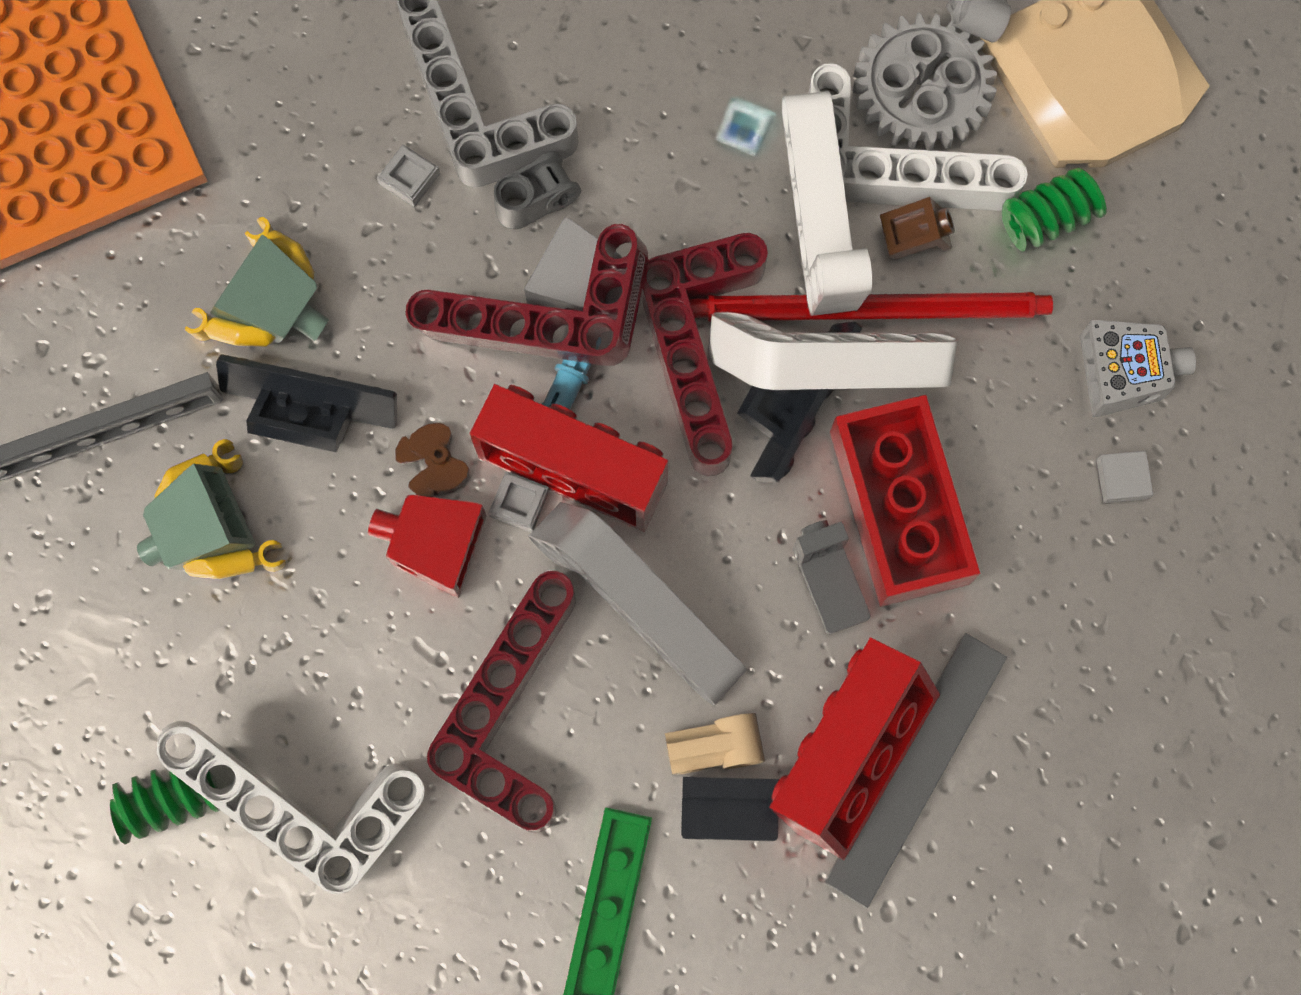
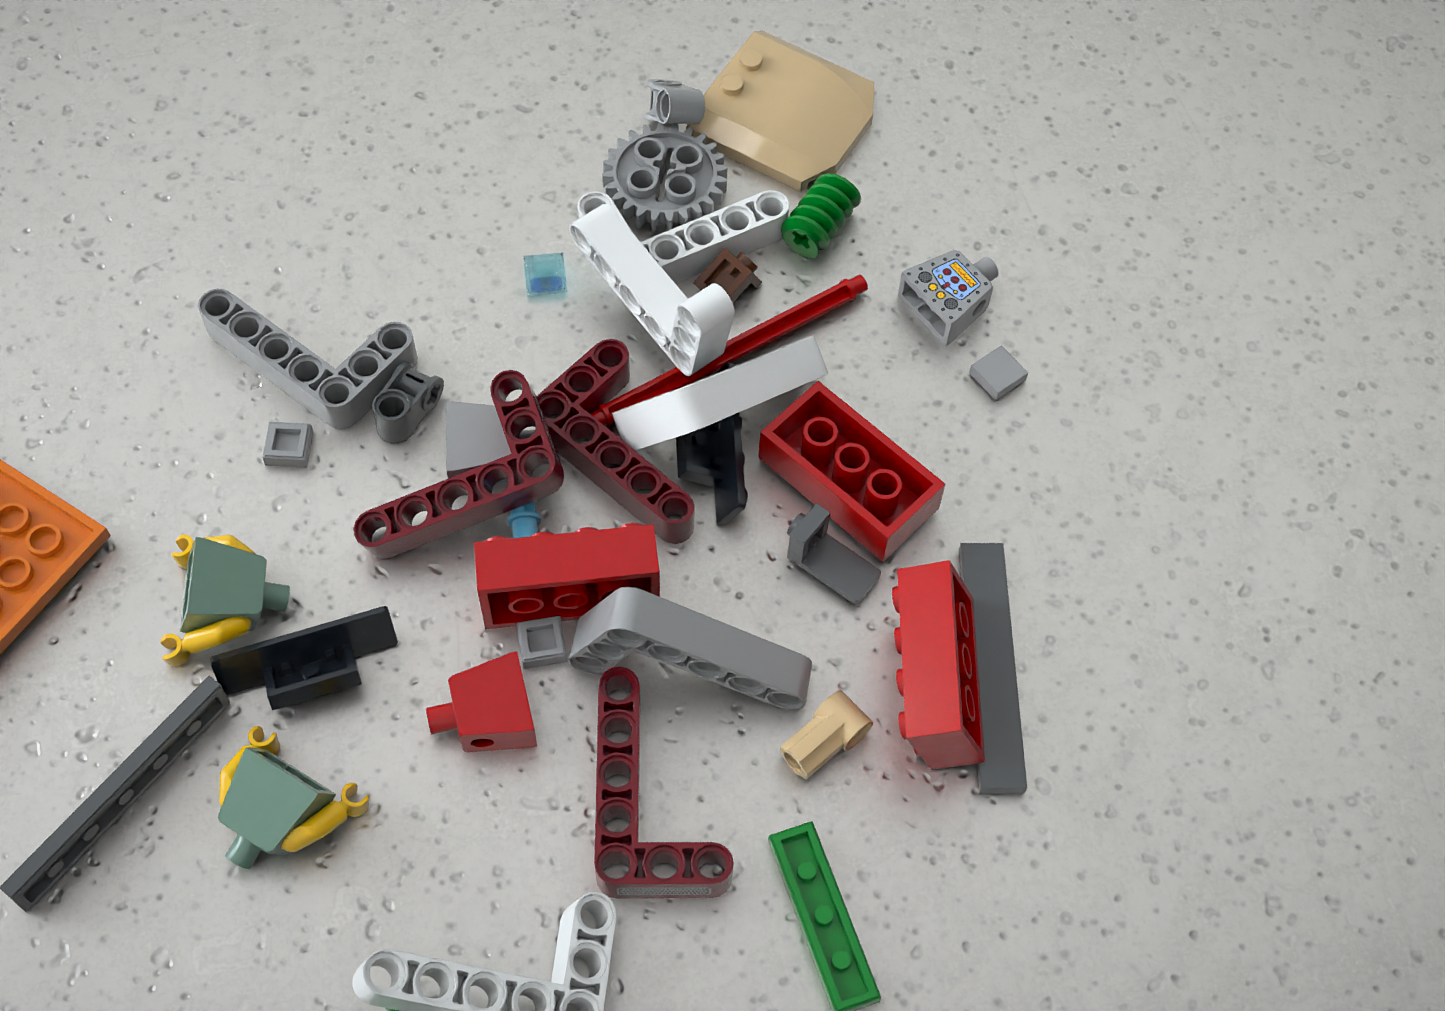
camera: 35 degrees left, 15 degrees down
(443, 471) = (440, 637): reddish brown piece -> none
(728, 809) = (867, 776): black panel -> none

